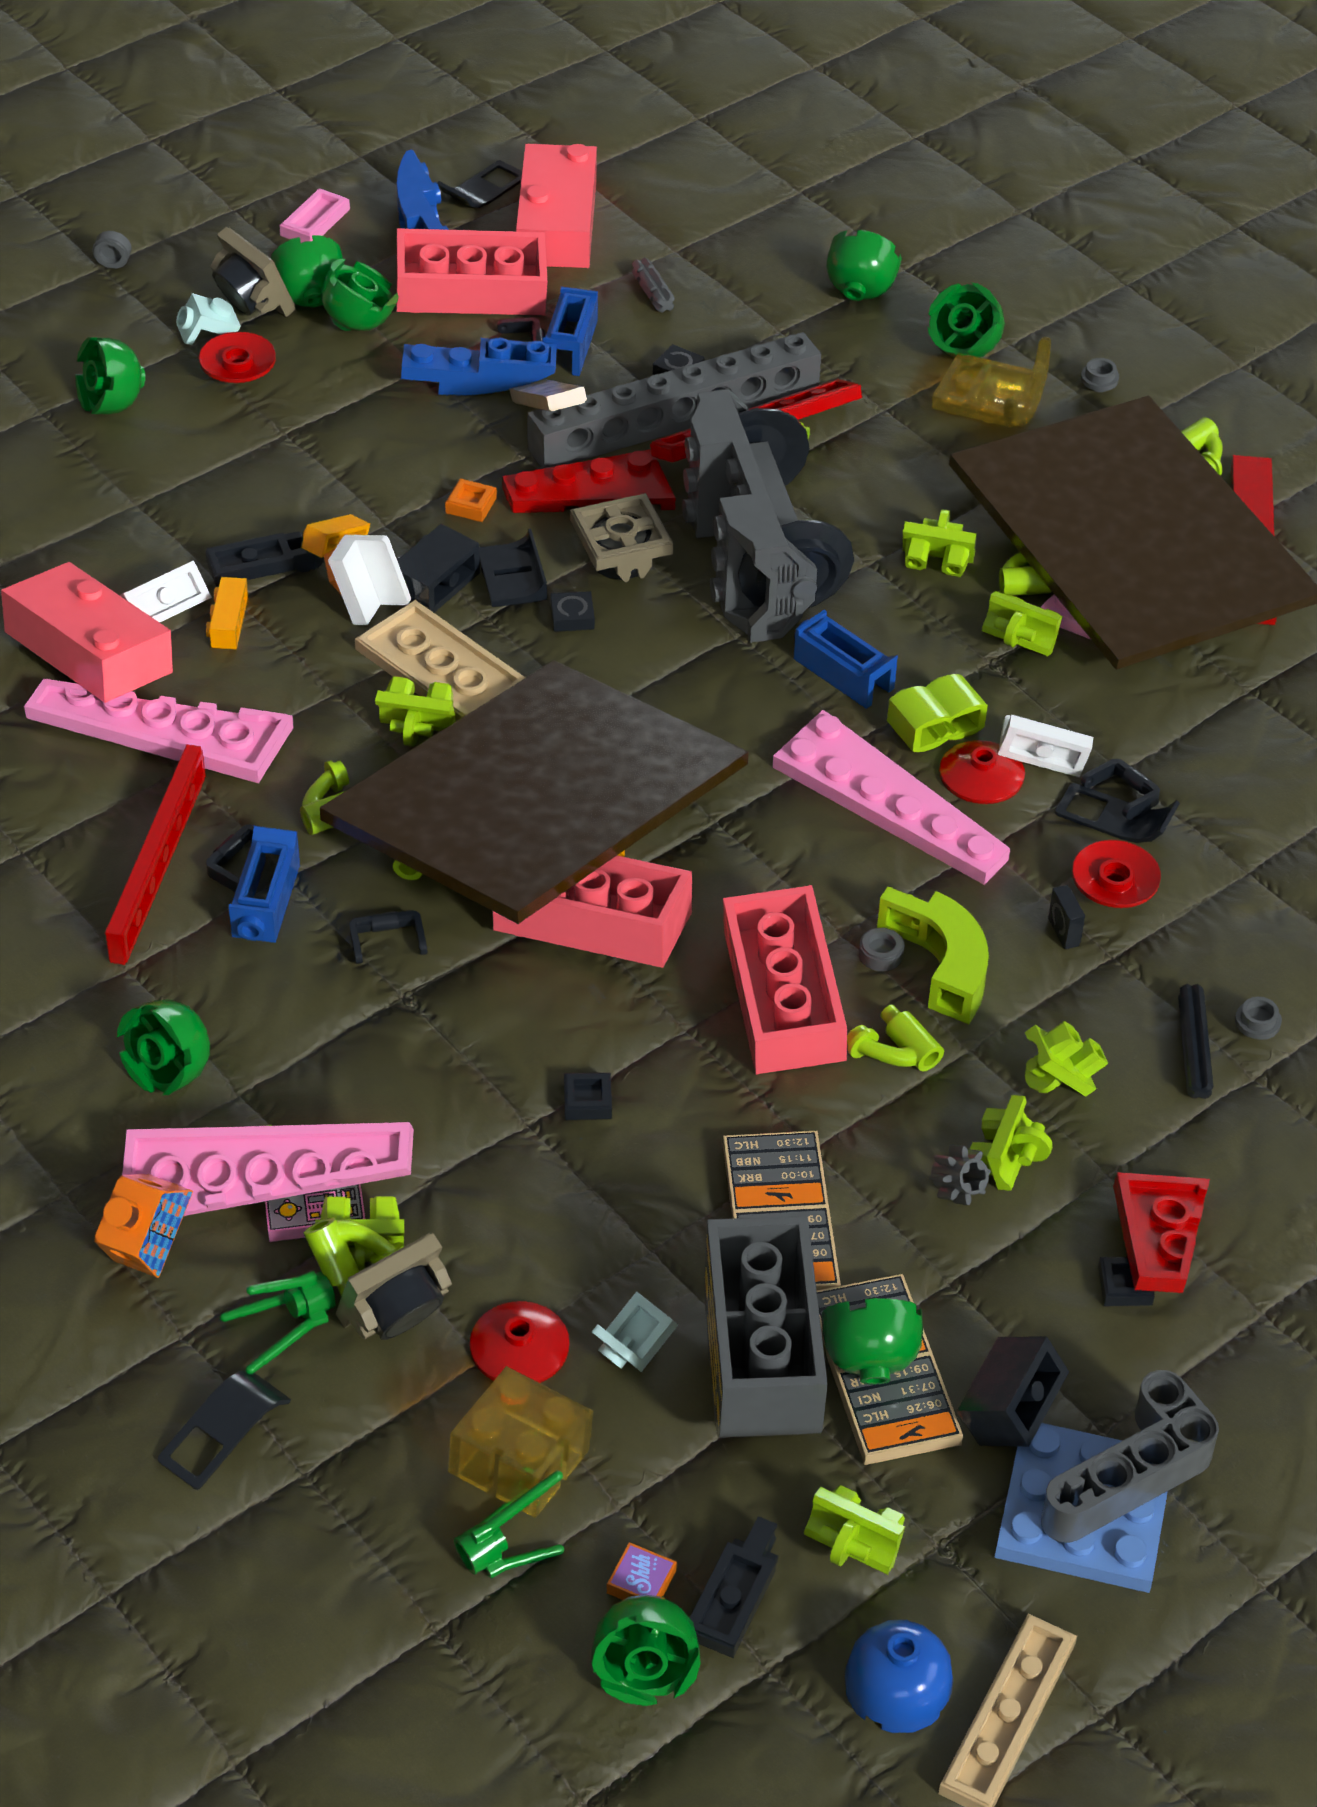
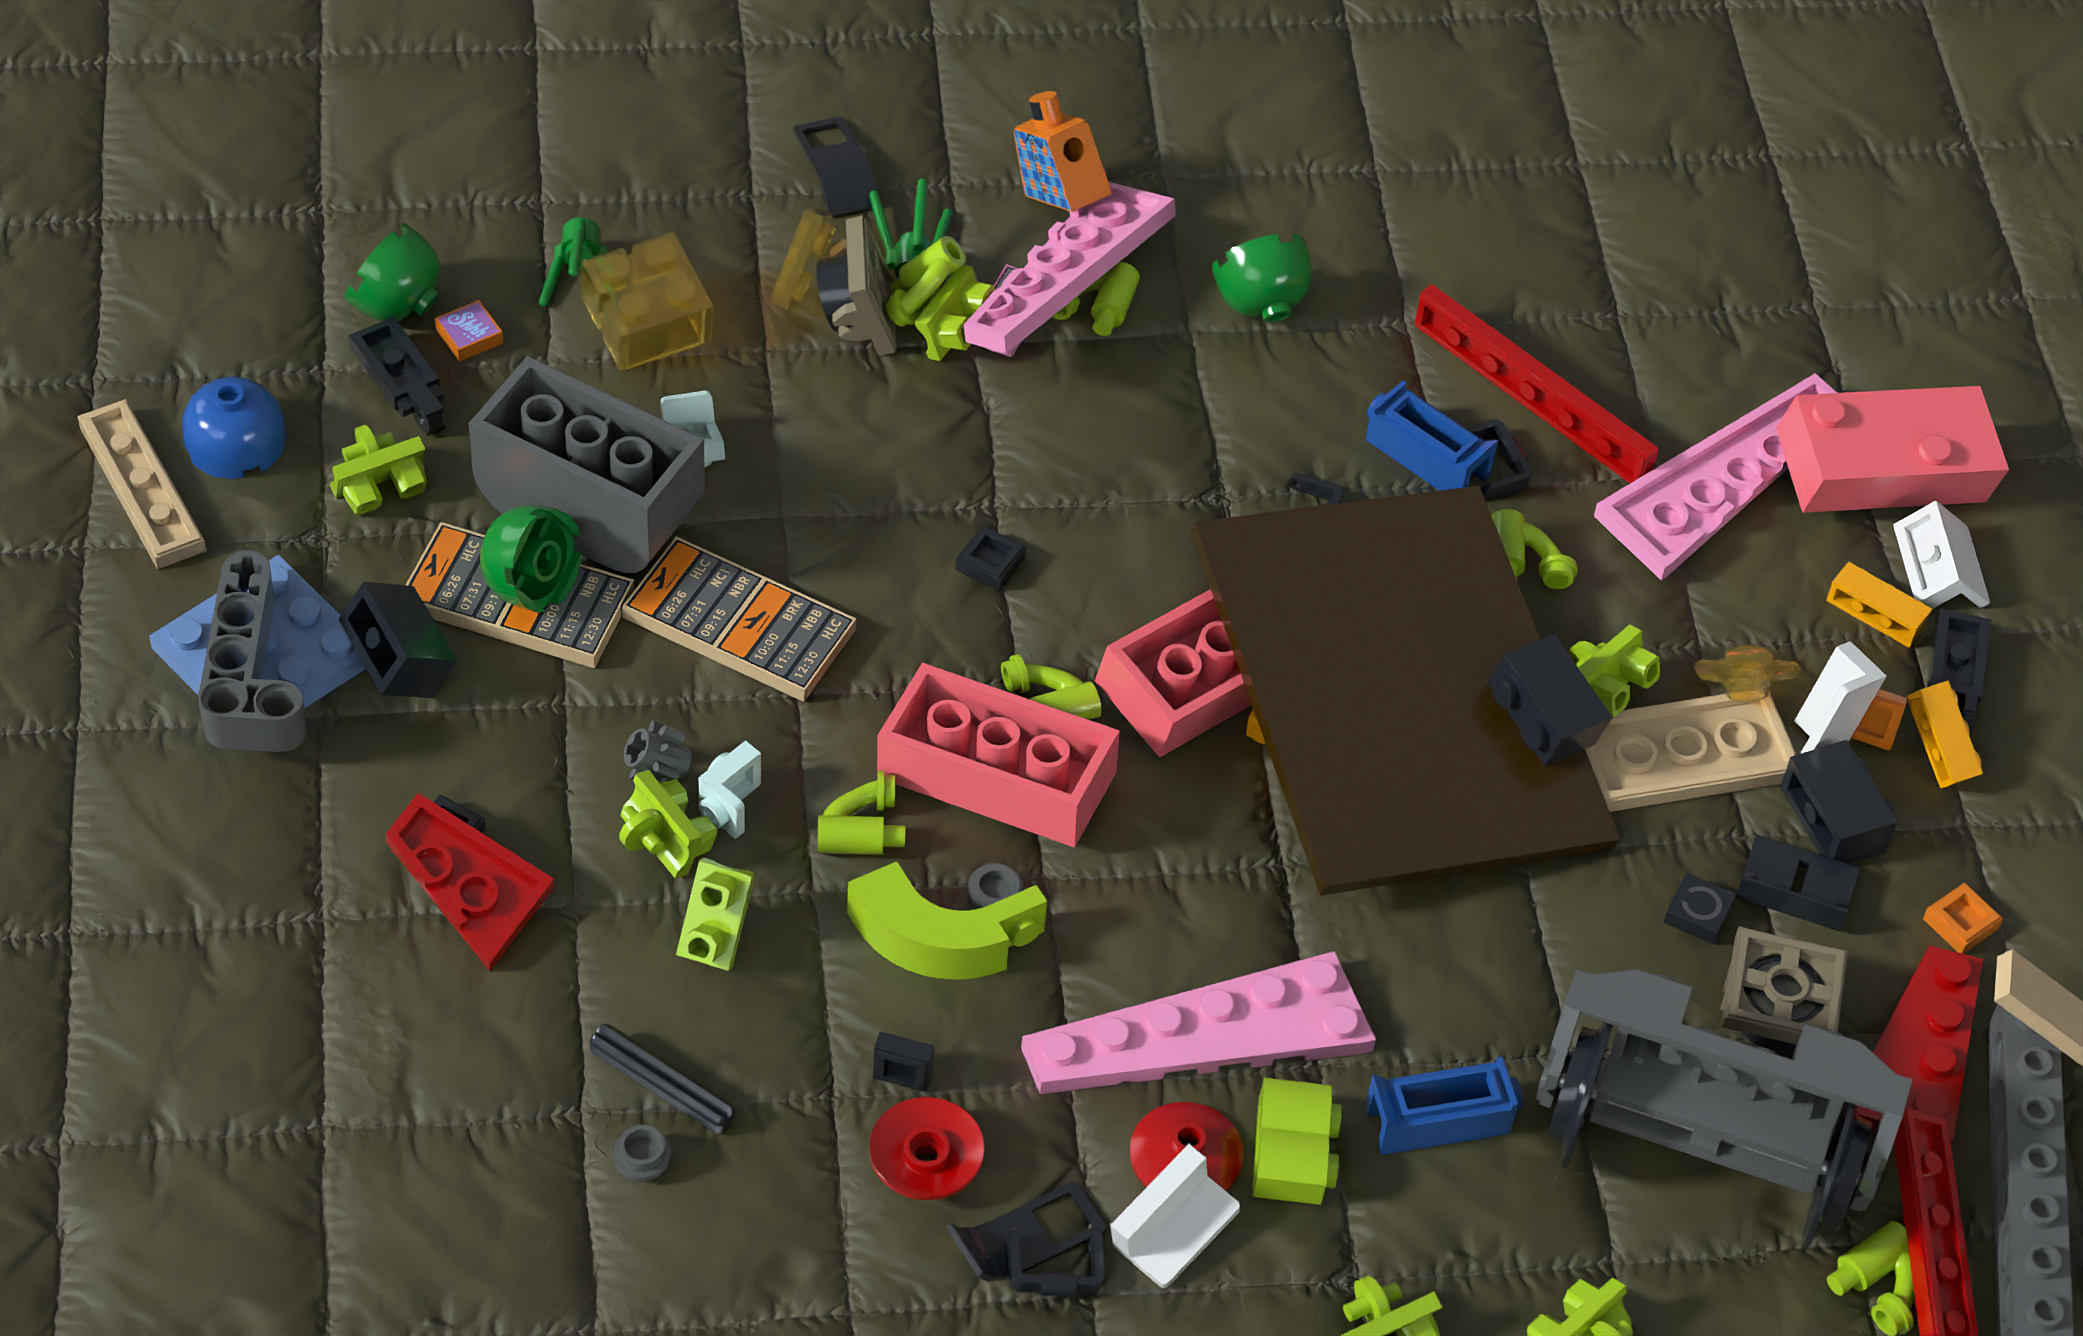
camera: 120 degrees right, 5 degrees up
(351, 649) = (1746, 672): none -> clear yellow plate
(379, 1341) = (811, 239): none -> clear yellow plate
(491, 701) = (1549, 700): none -> black brick
(535, 1355) = (761, 379): red dish -> none
(699, 982) = (1071, 693): none -> lime plant
(942, 1124) = (726, 784): none -> light aqua bracket

